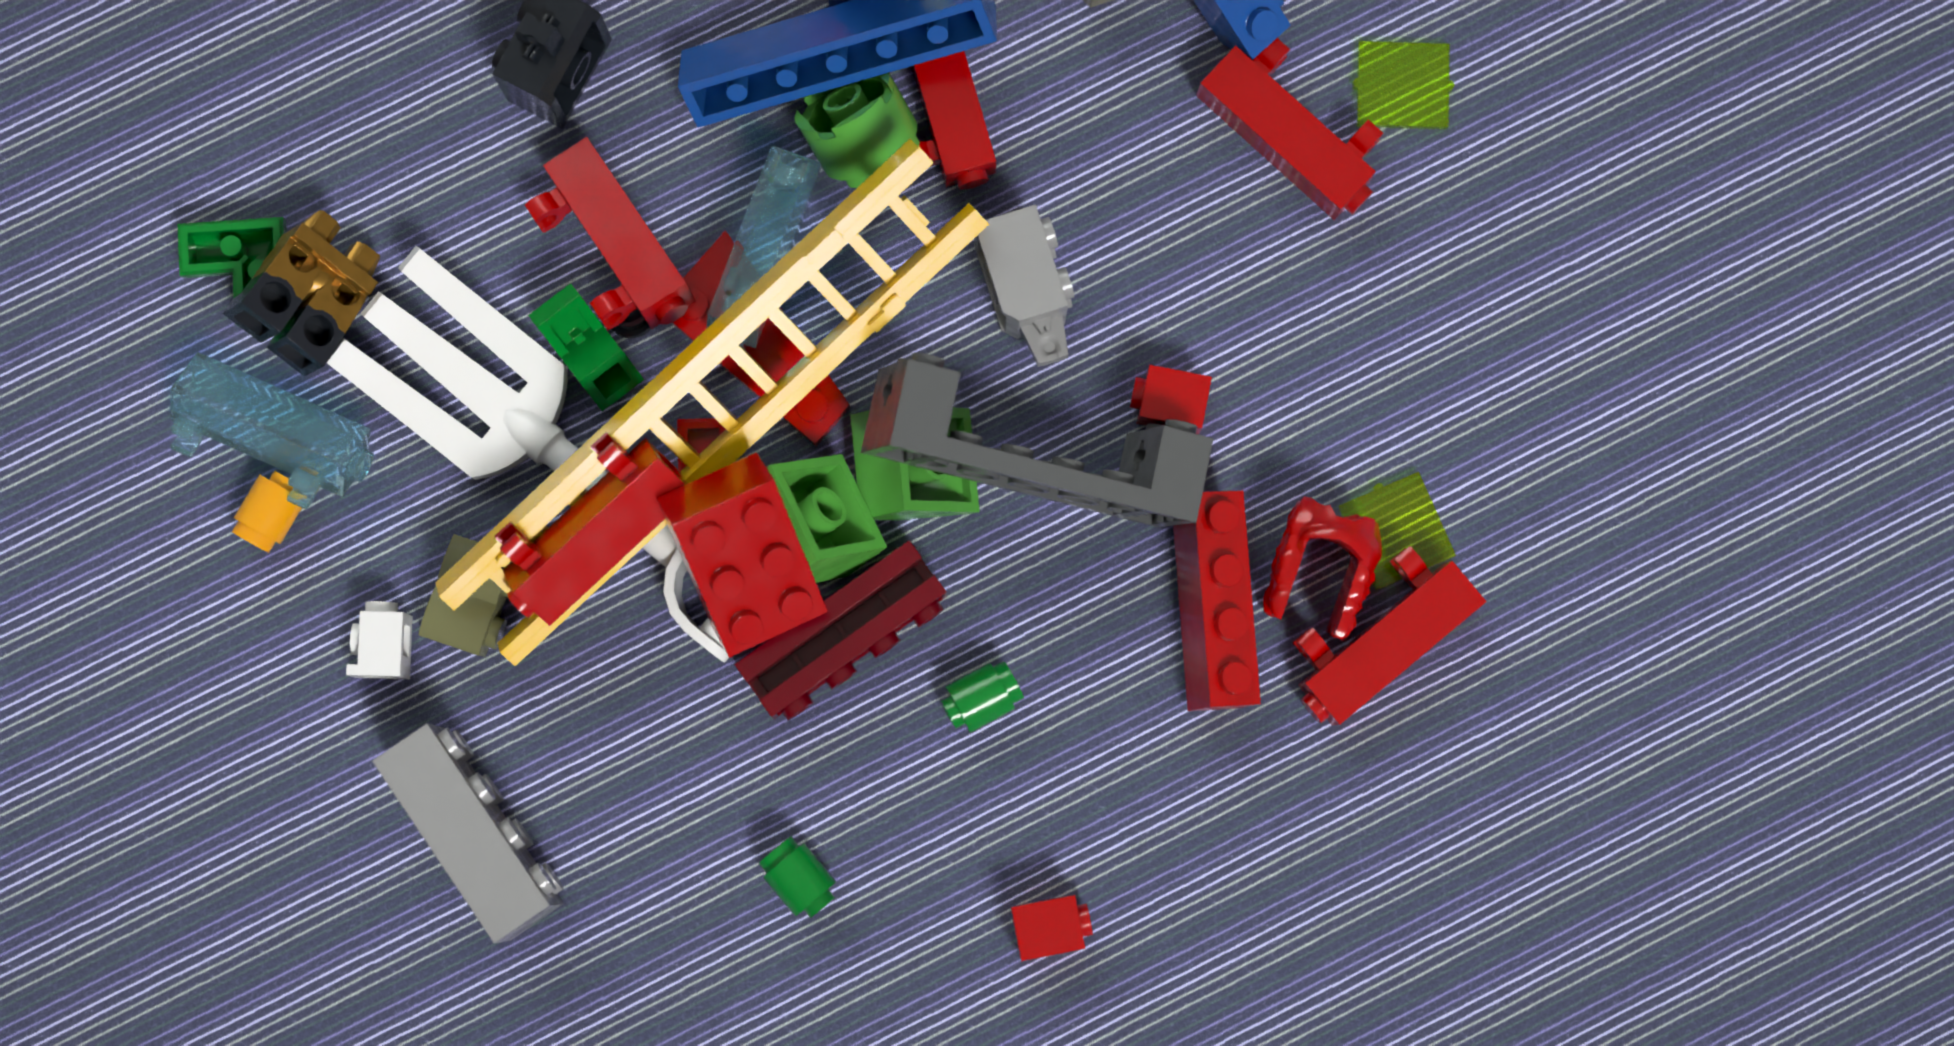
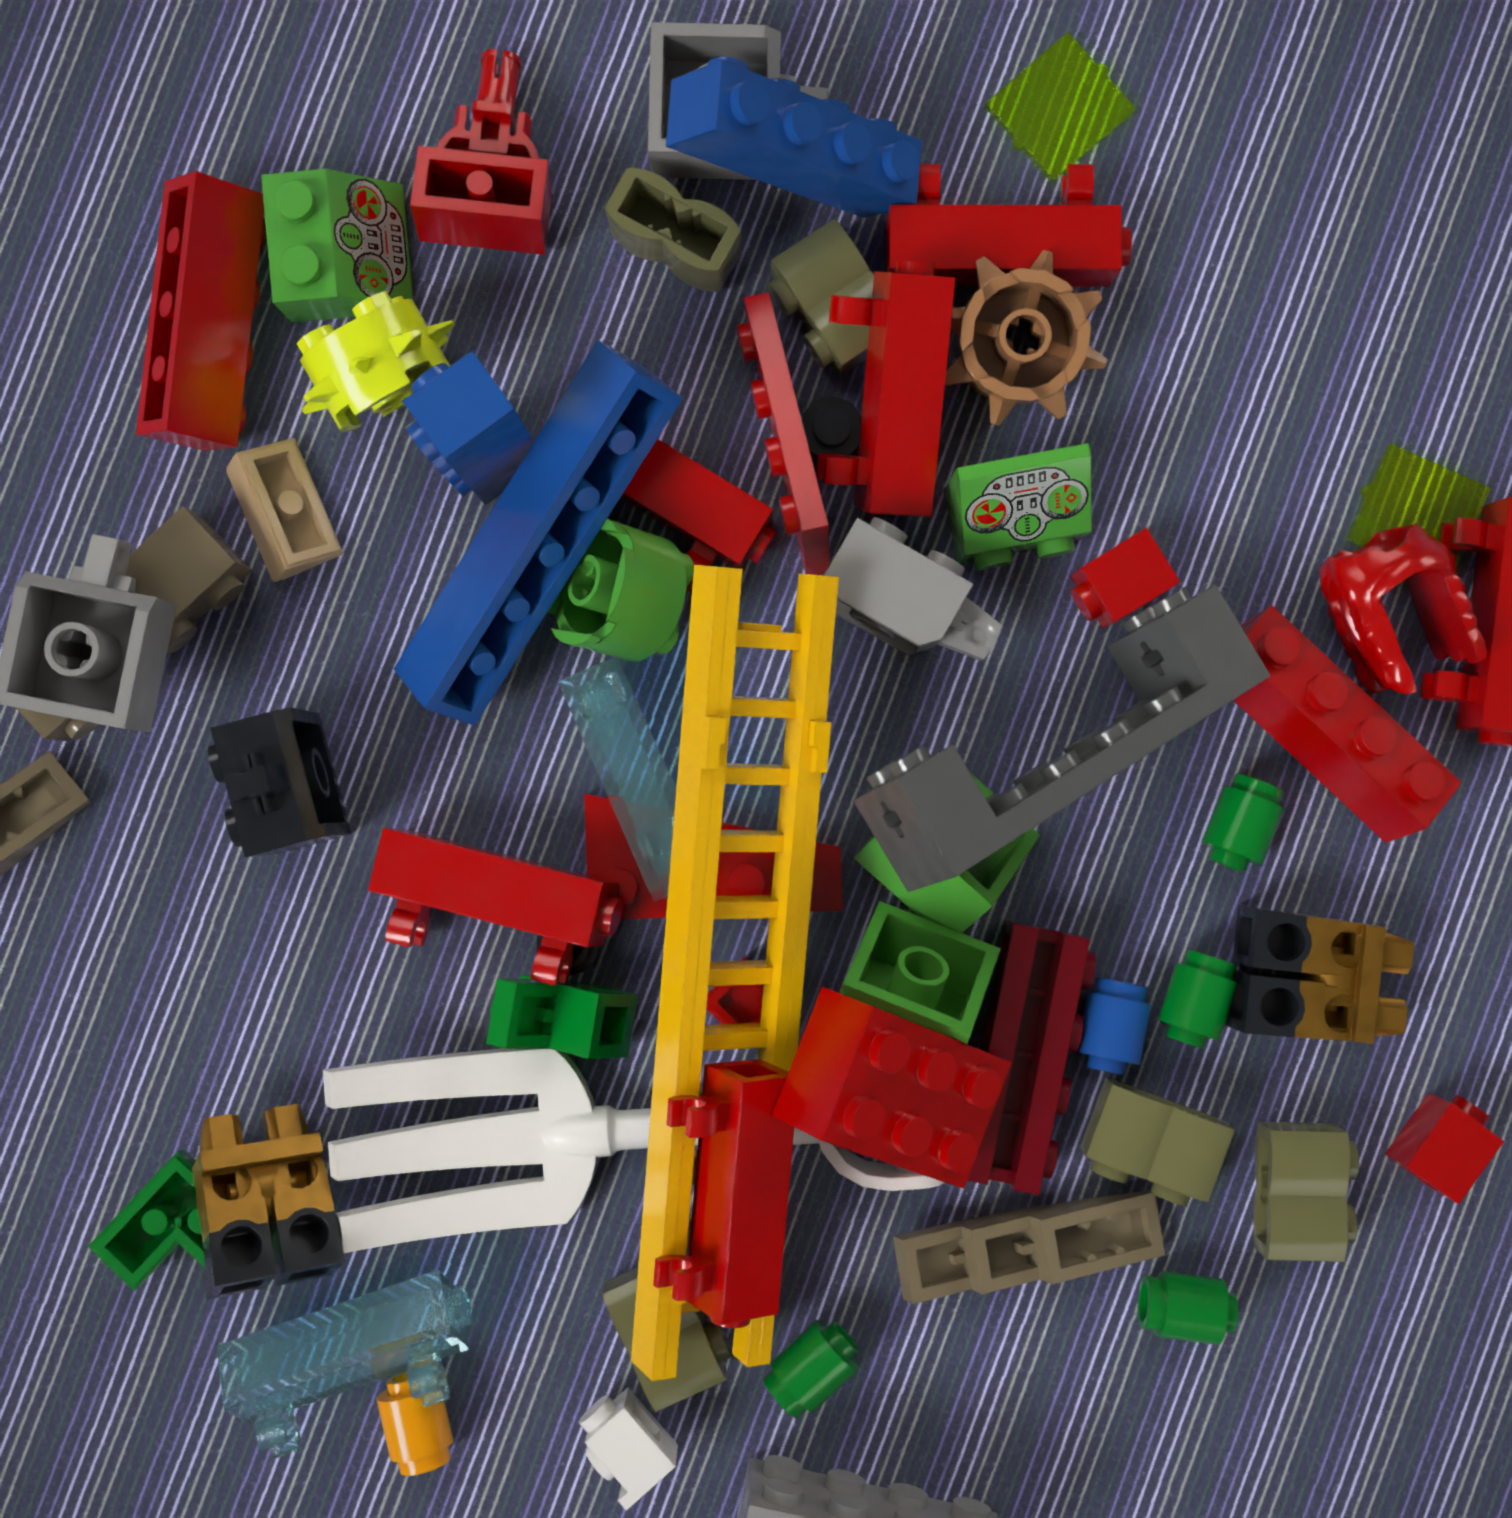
camera: 45 degrees left, 5 degrees up
(536, 701) = (812, 1368): none -> green brick
(737, 752) = (1029, 1245): none -> dark tan slope
(873, 758) = (1156, 1142): none -> olive brick
(915, 665) = (1114, 1025): none -> blue brick
(936, 873) = (1303, 1191): none -> olive brick
(1016, 174) = (788, 448): none -> red wing
(1077, 762) = (1338, 979): none -> hips
(1080, 150) = (832, 426): none -> black plate
(1109, 615) = (1243, 823): none -> green brick
(1138, 161) = (901, 390): none -> red brick
(1147, 295) = (1020, 506): none -> slope
(1154, 75) = (803, 284): none -> olive brick
(1247, 165) = (1054, 322): none -> medium nougat brick

